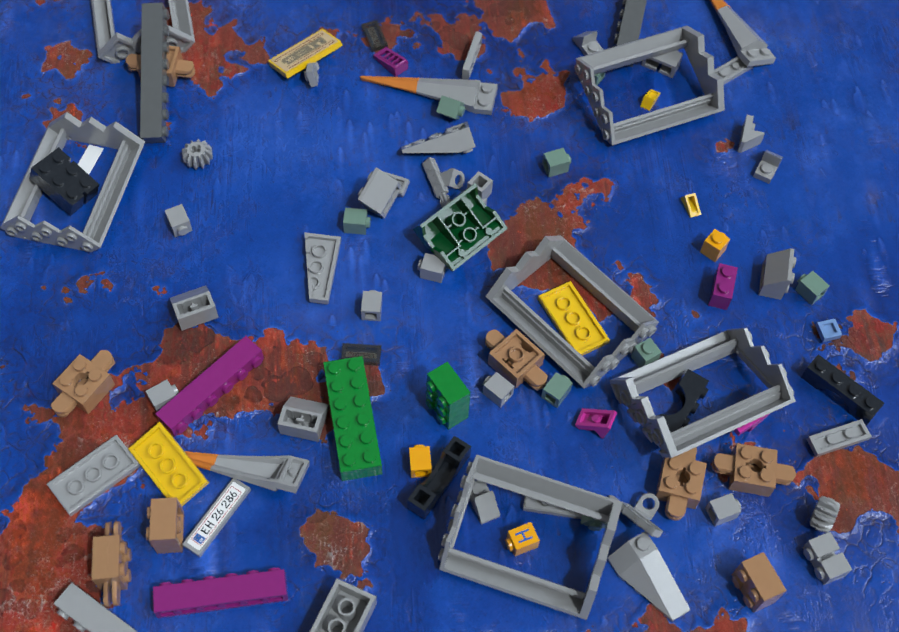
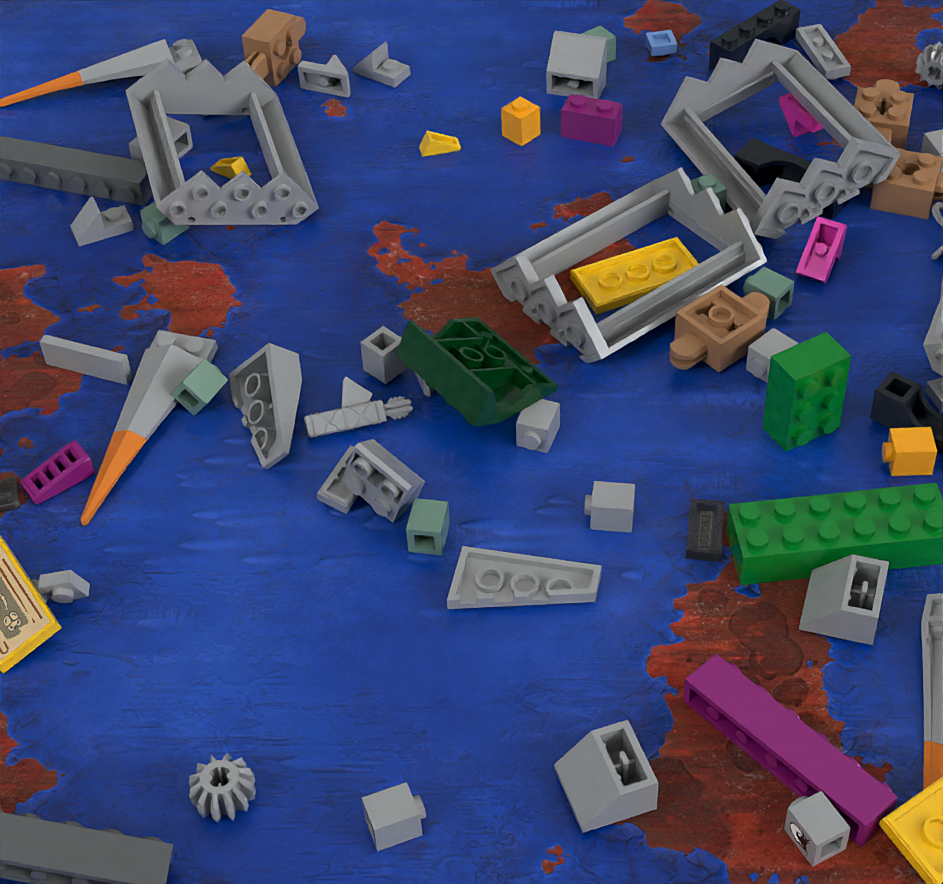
camera: 80 degrees left, 15 degrees down
(556, 162) = (341, 270): sand green brick -> none
(764, 98) = (273, 45): none -> medium nougat brick

